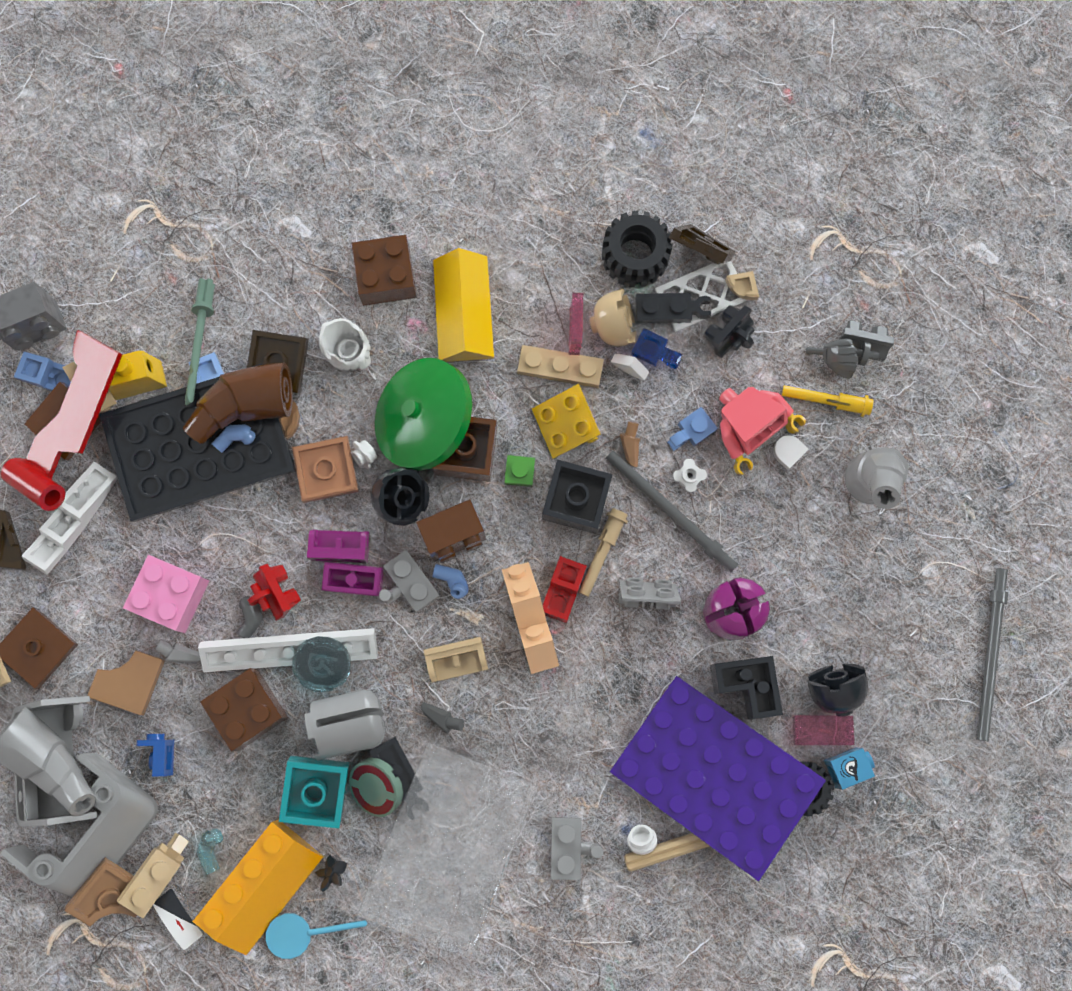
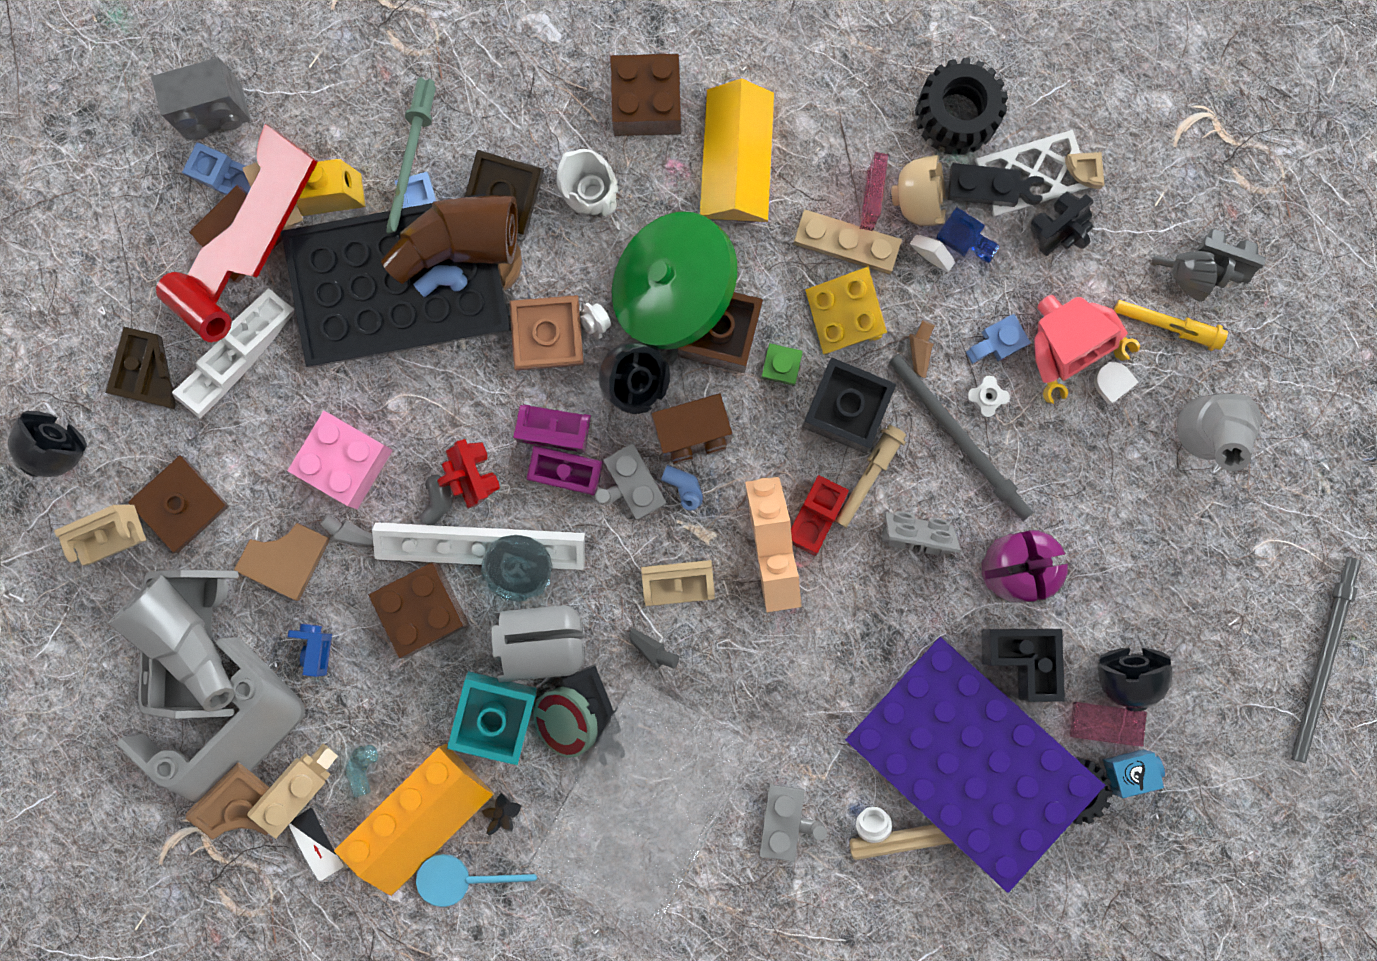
camera: 10 degrees right, 5 degrees up
(703, 243) = (1044, 109): dark brown wing -> none

